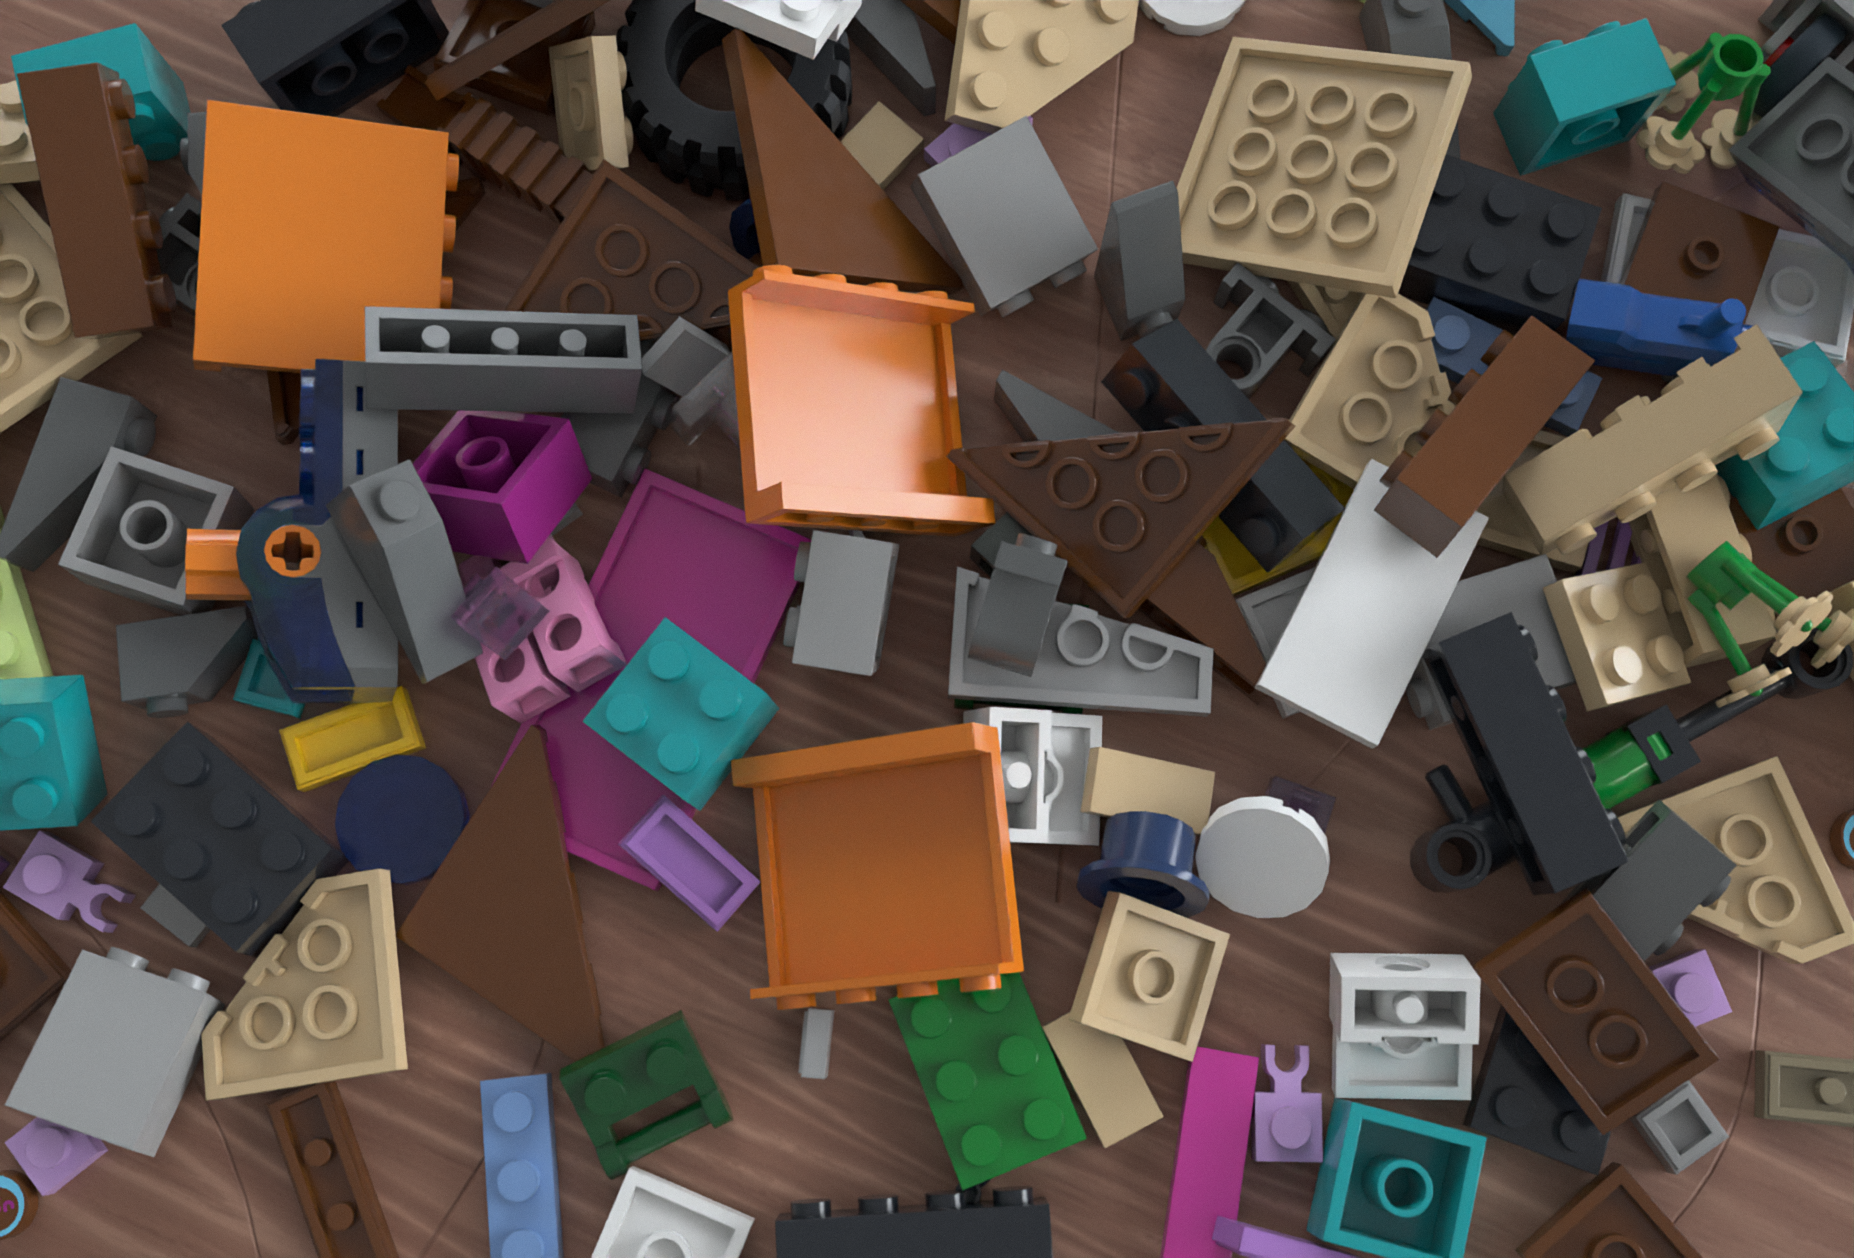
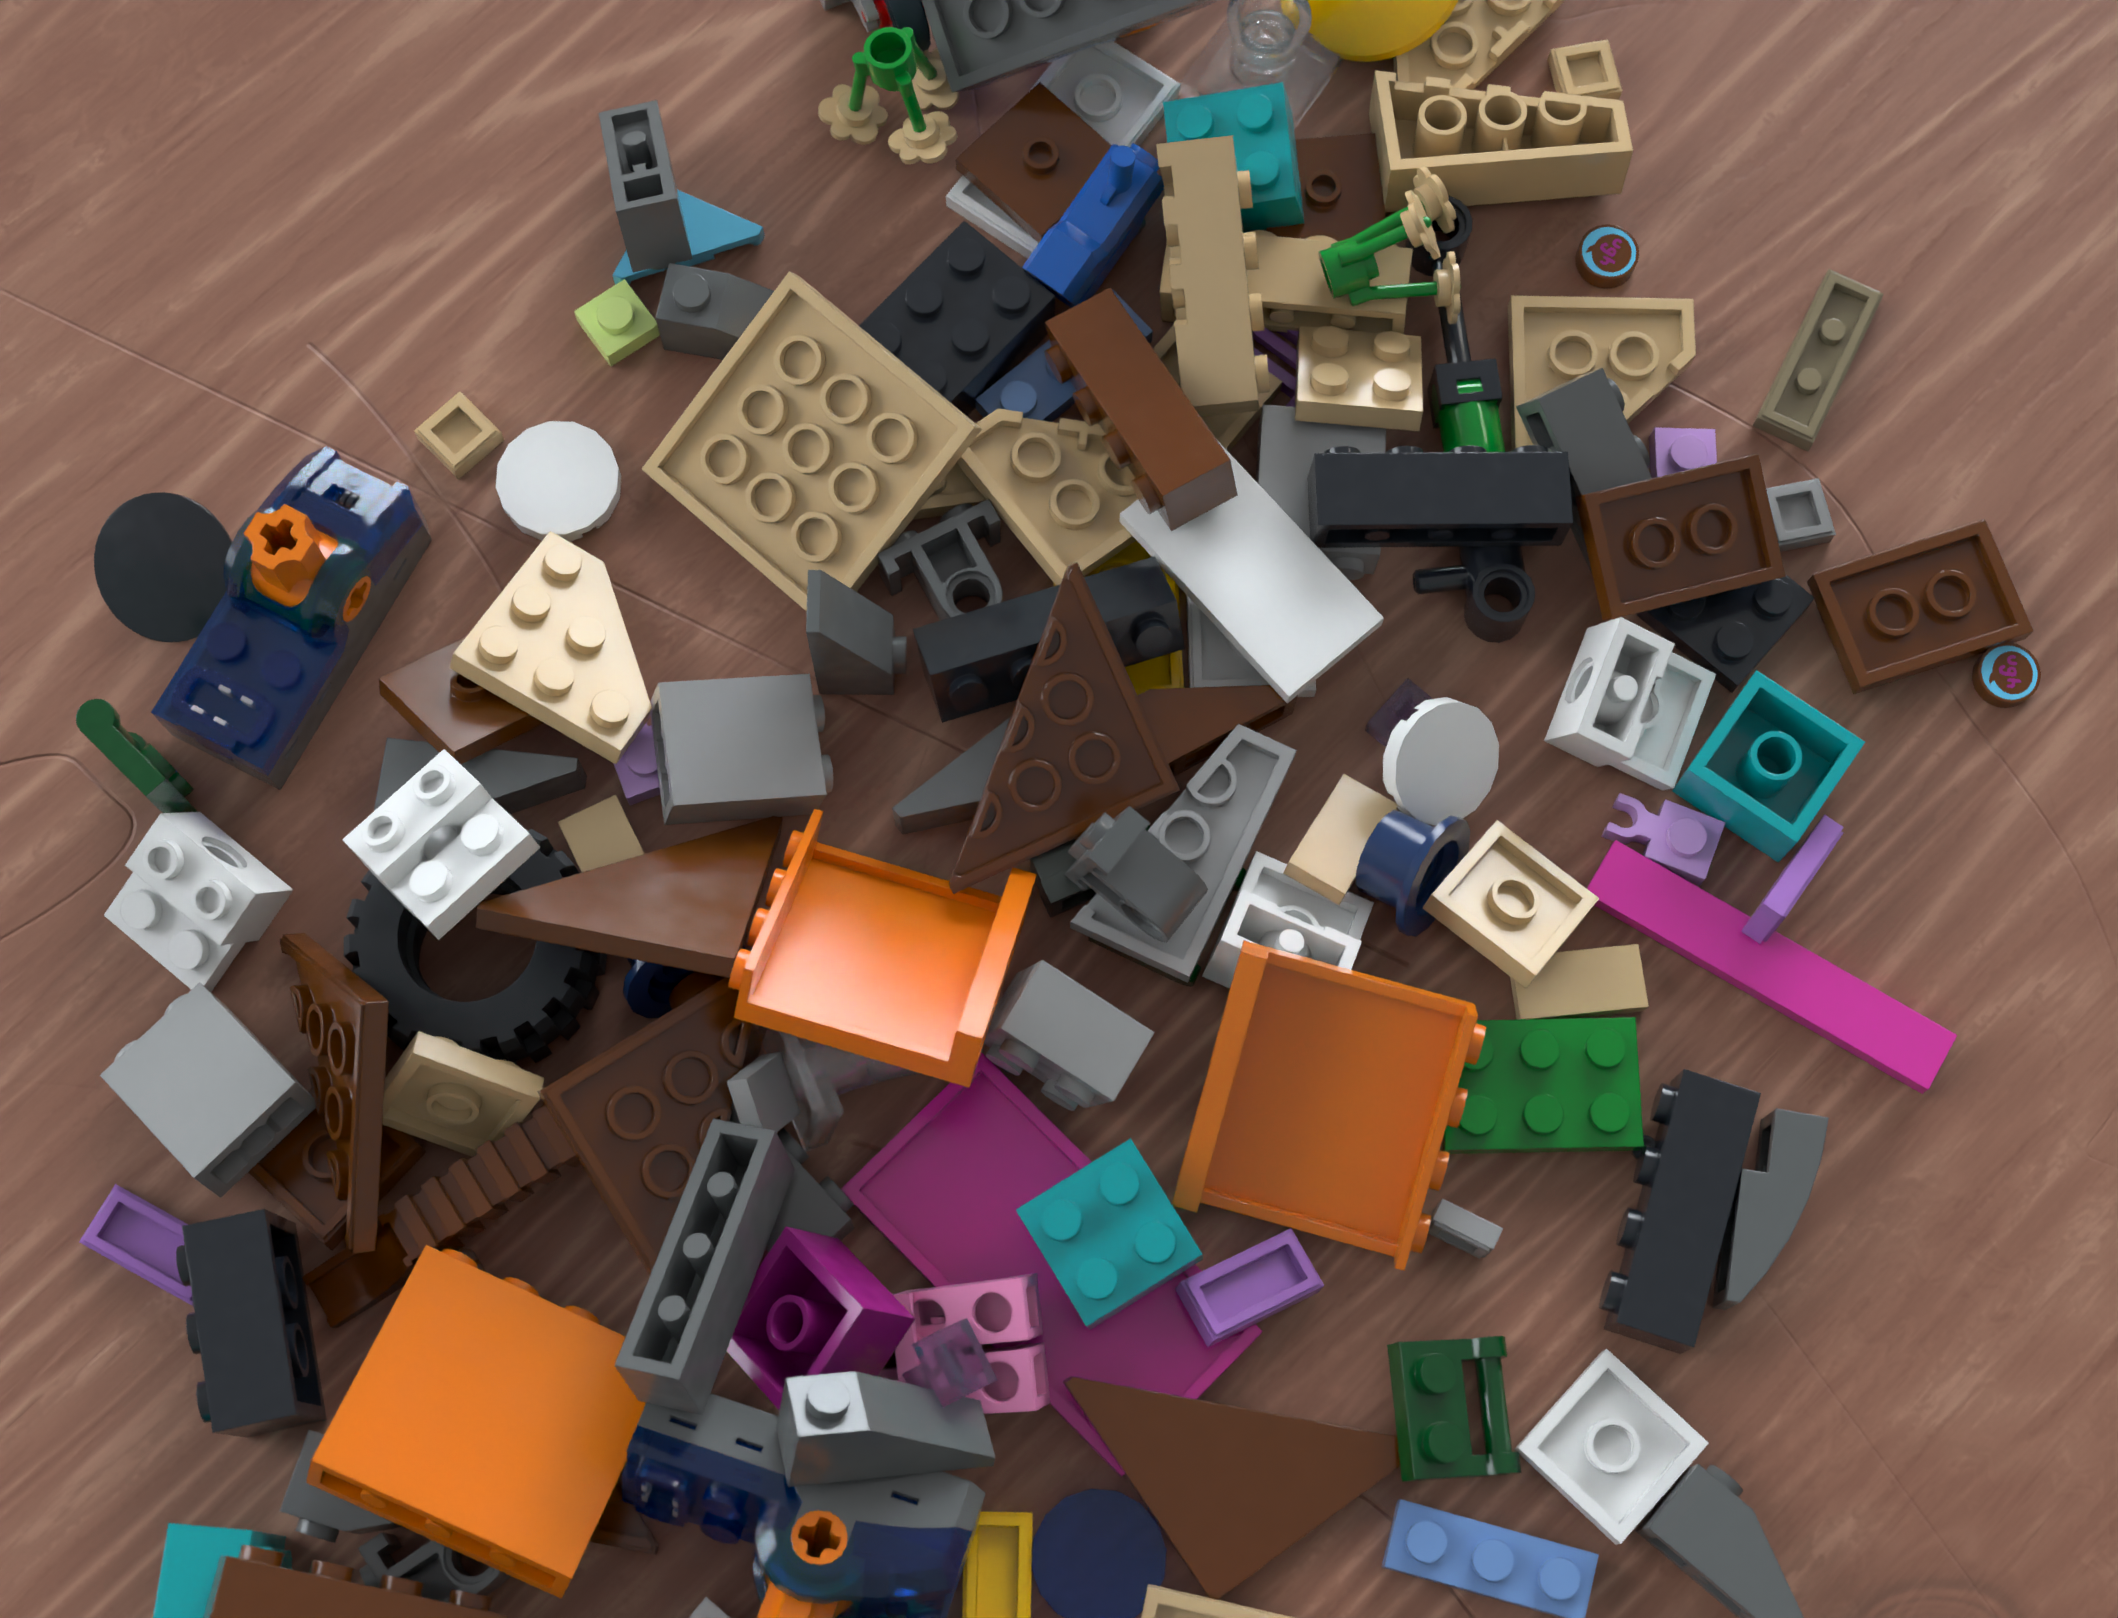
camera: 70 degrees left, 5 degrees down
(1583, 95) = (846, 190): teal brick -> none

